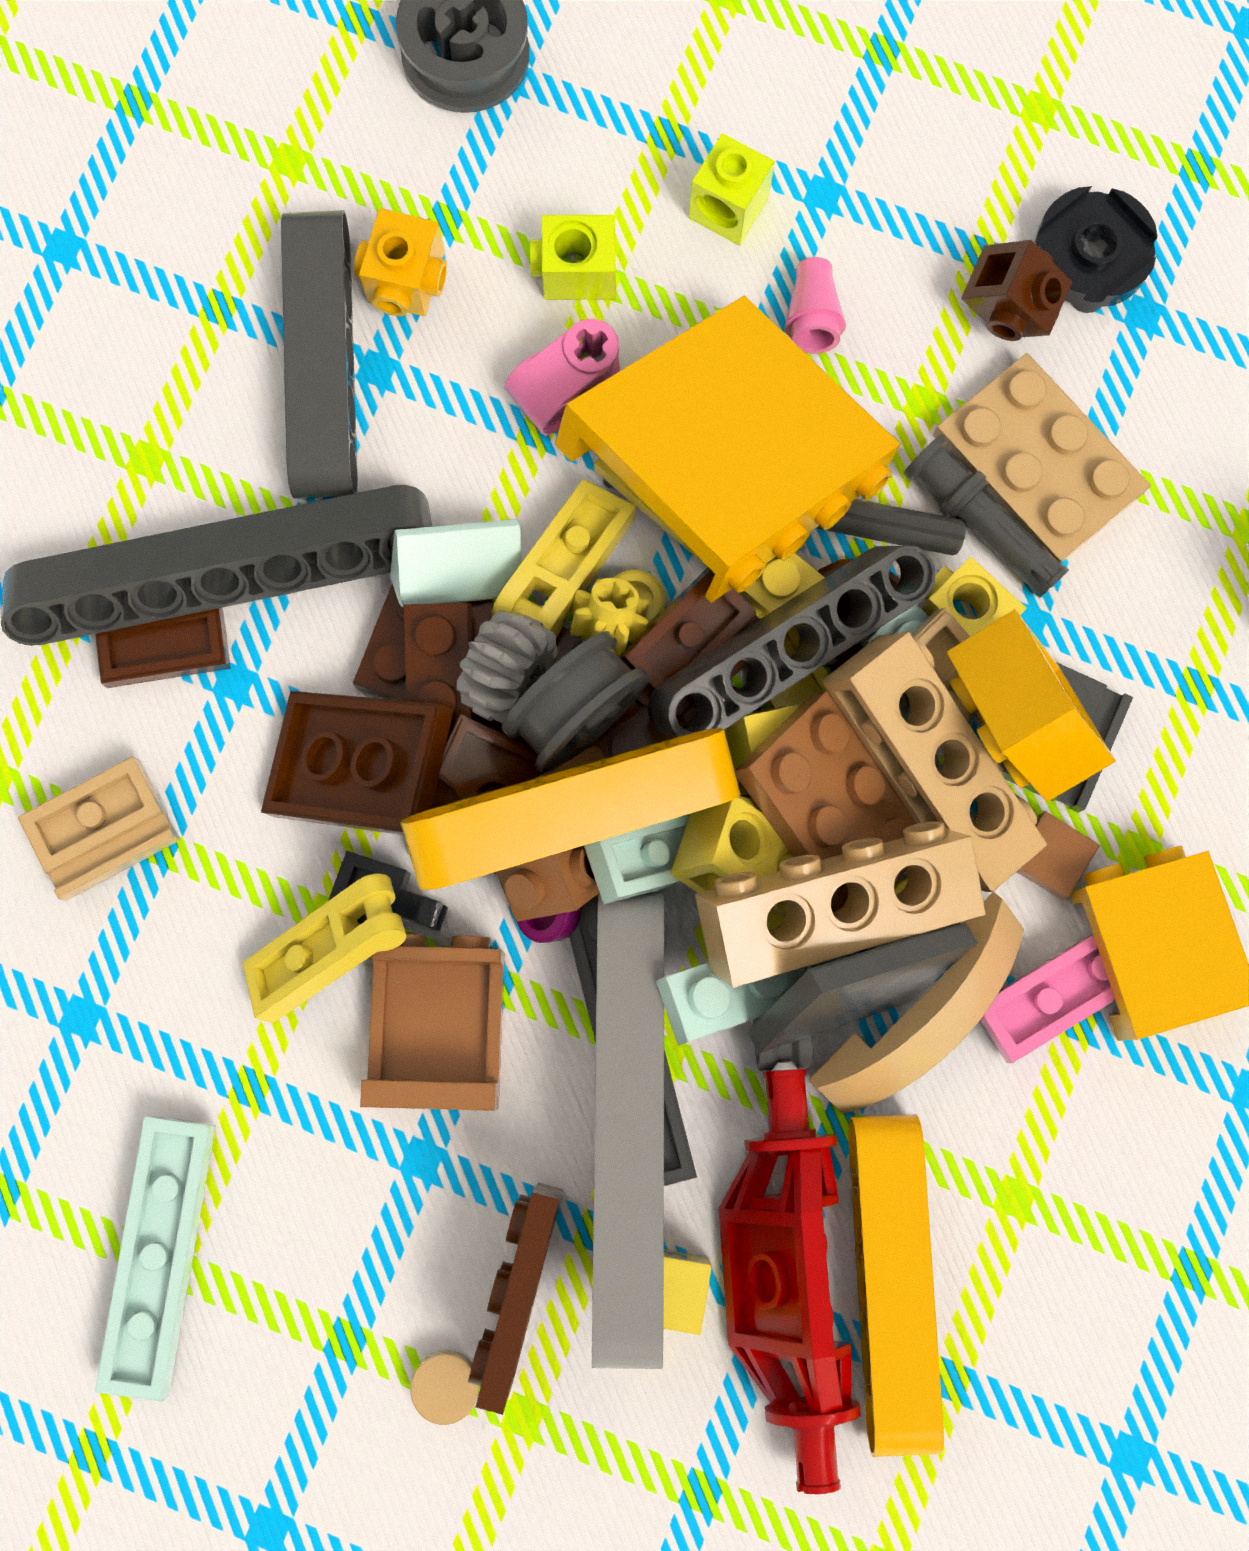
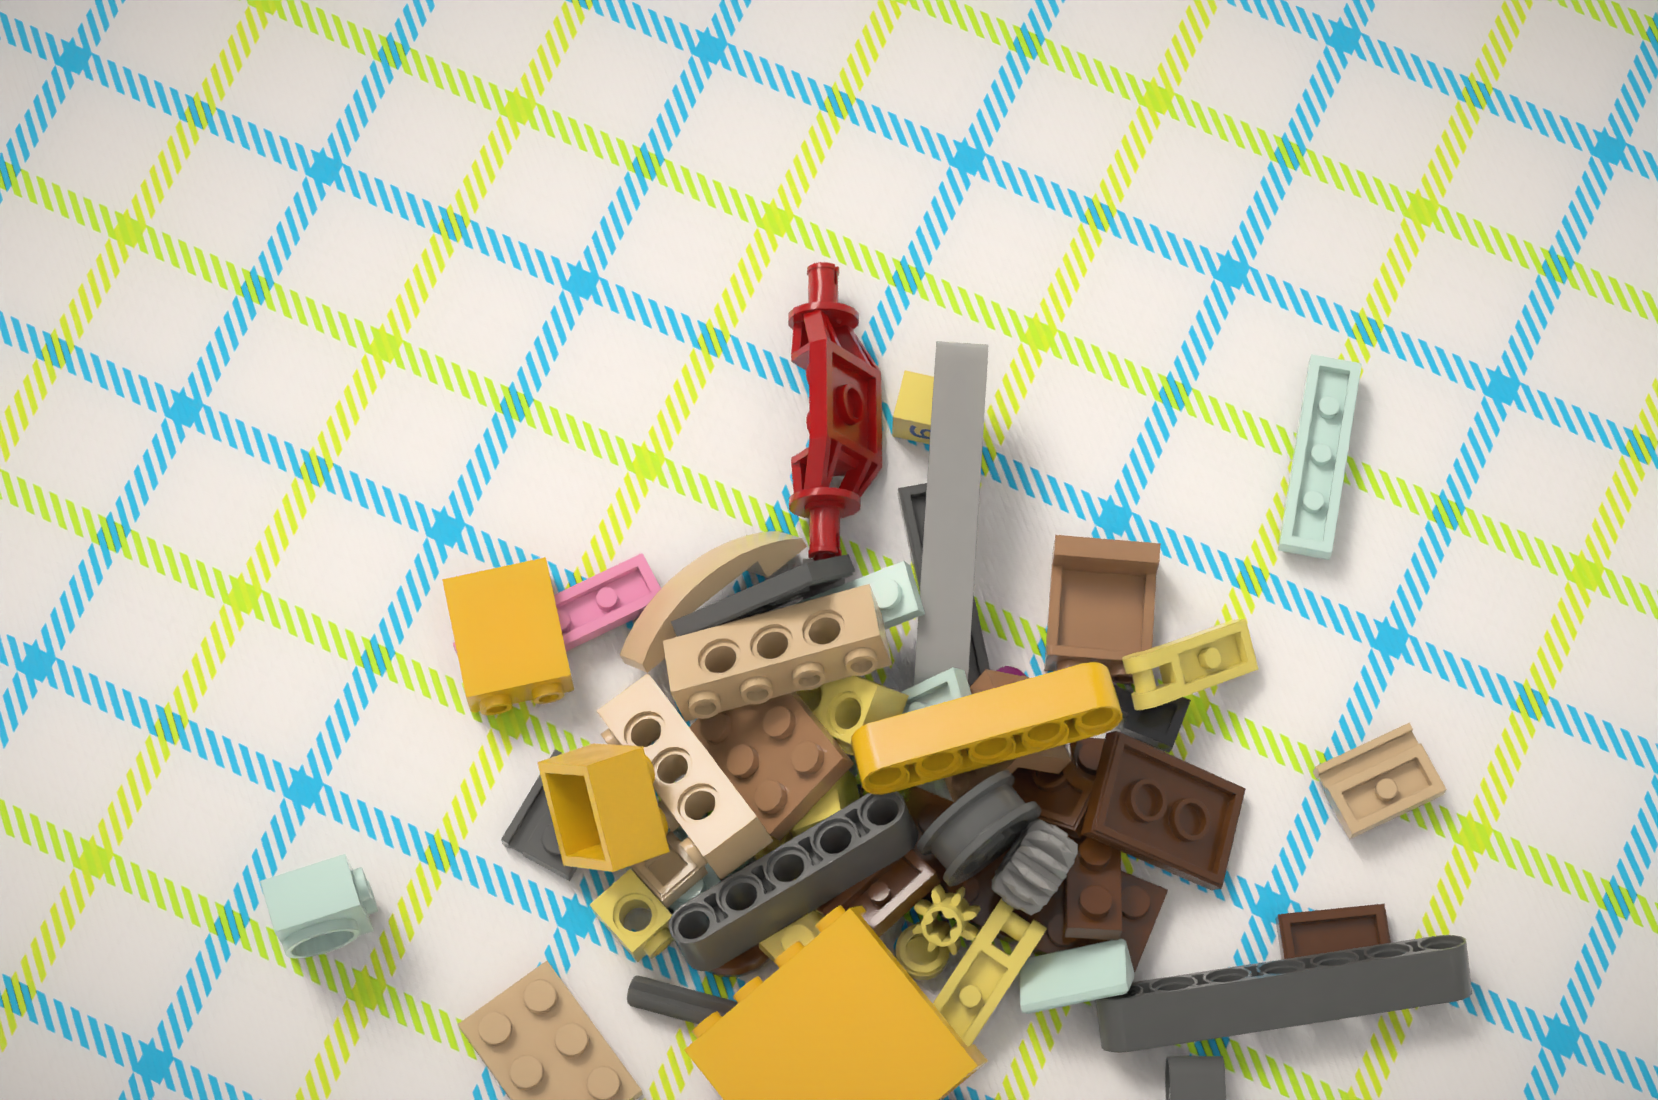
camera: 175 degrees left, 10 degrees down
(442, 1388) = (1098, 355): tan tile -> none
(514, 1297) = (1041, 407): reddish brown plate -> none
(895, 1286) = (751, 405): yellow beam -> none
(965, 496) = (623, 1022): dark grey pin -> none
(1063, 860) = (578, 716): medium nougat tile -> none

